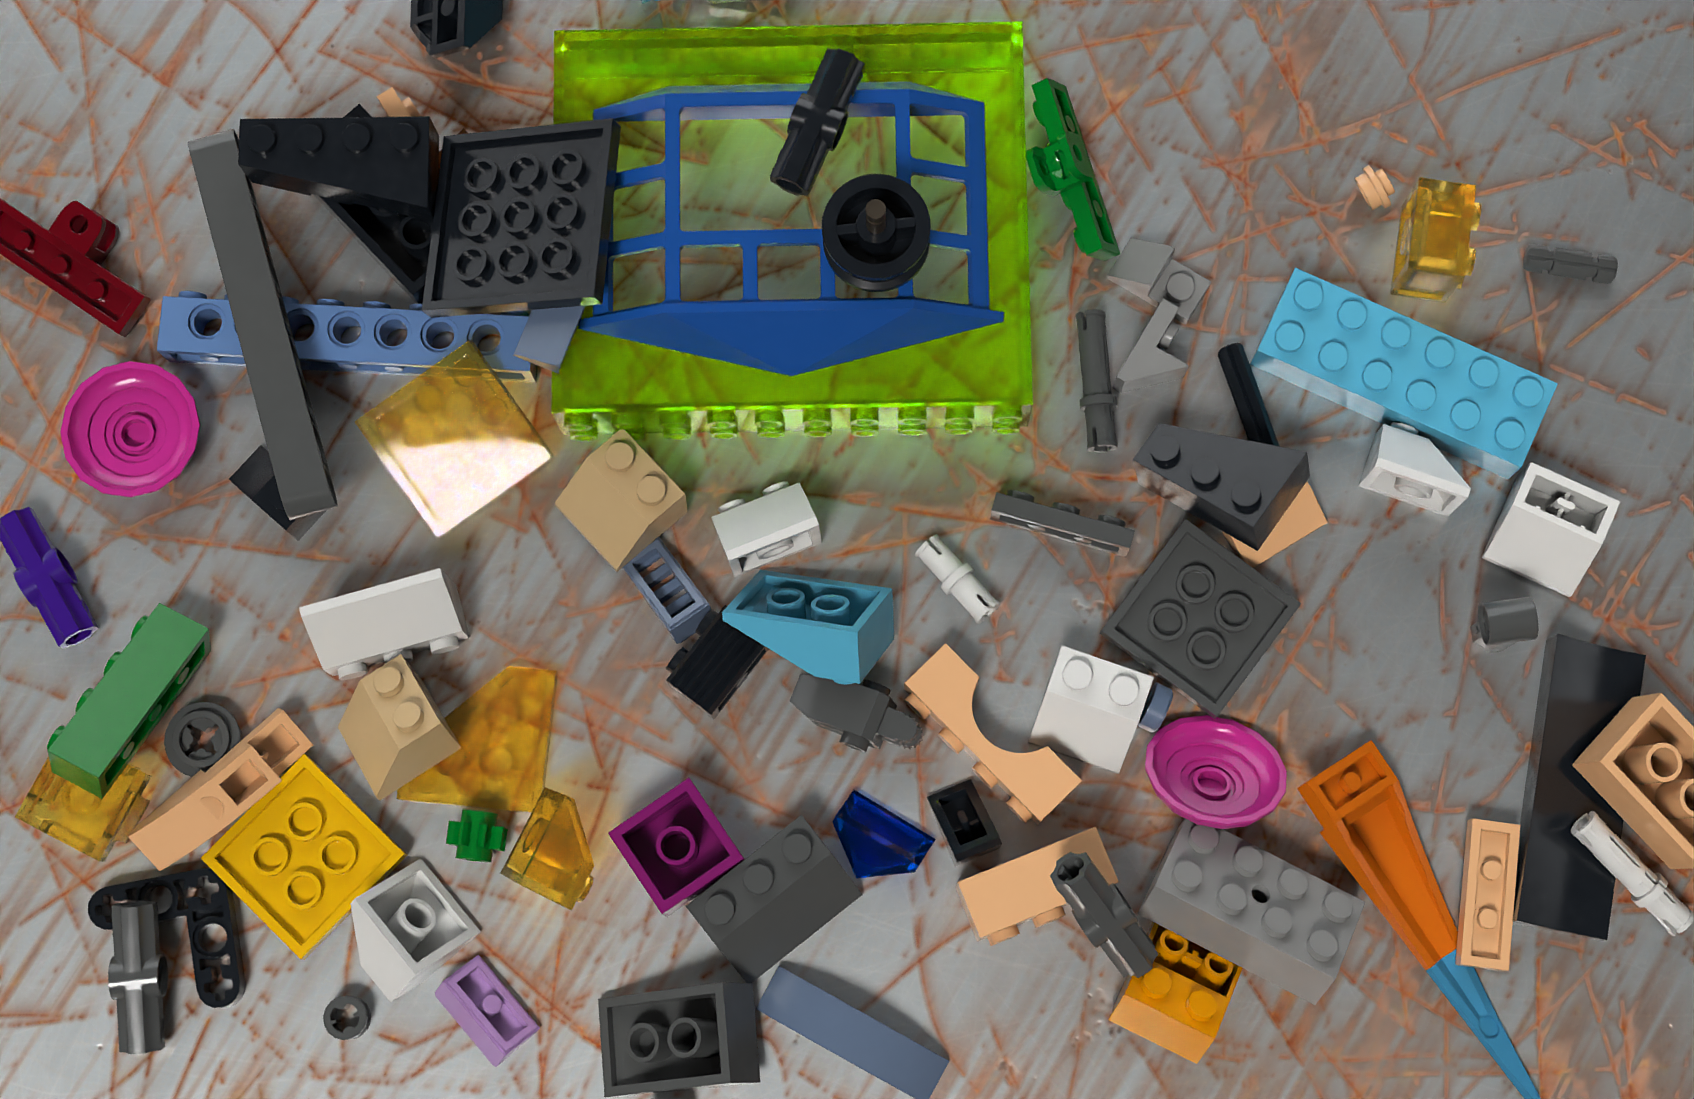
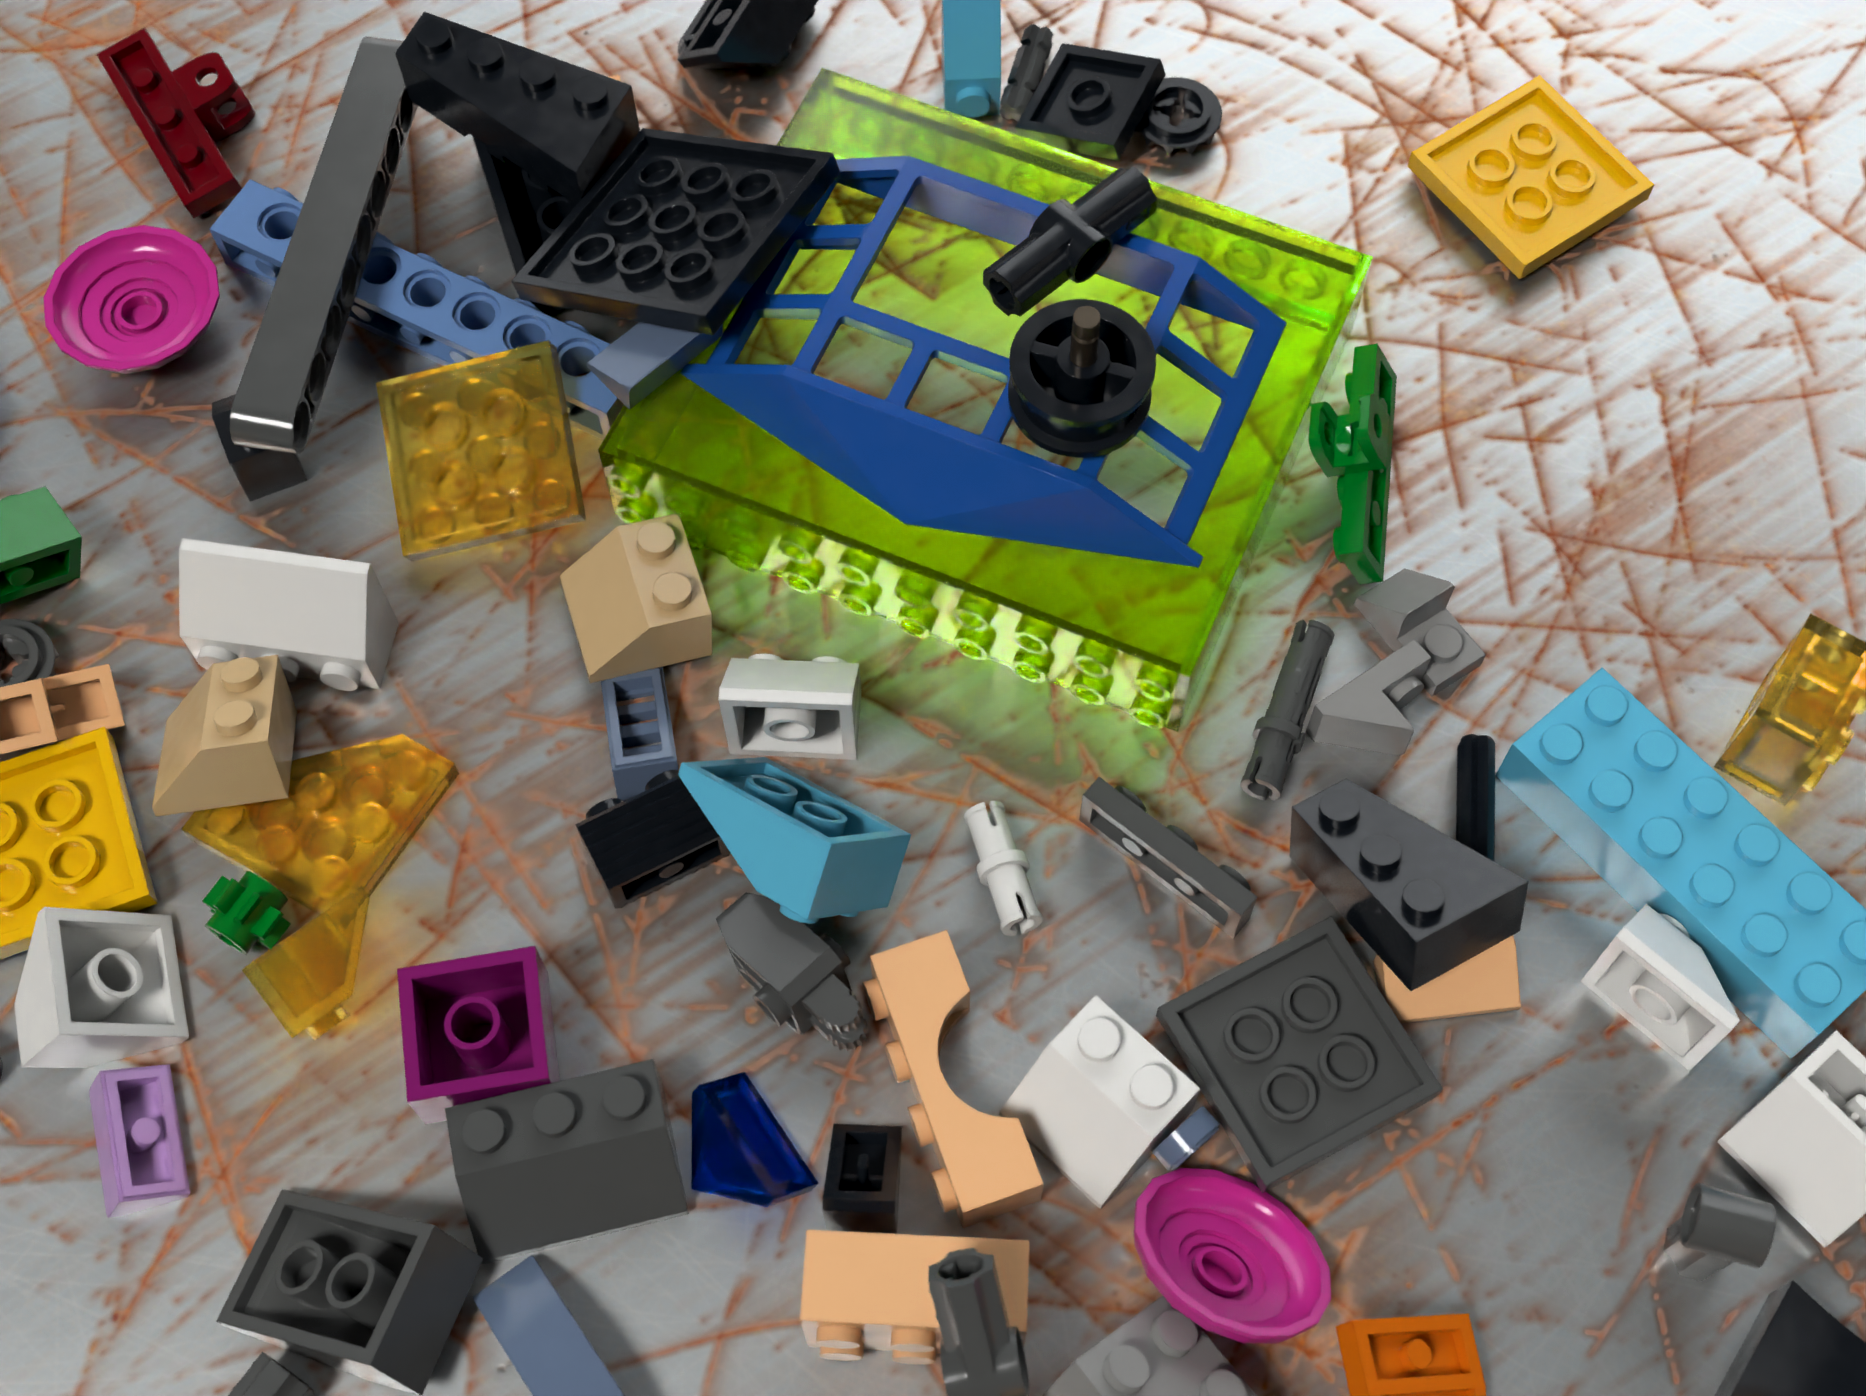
camera: 20 degrees right, 15 degrees down
(1375, 187) = (1742, 629): light nougat plate -> none

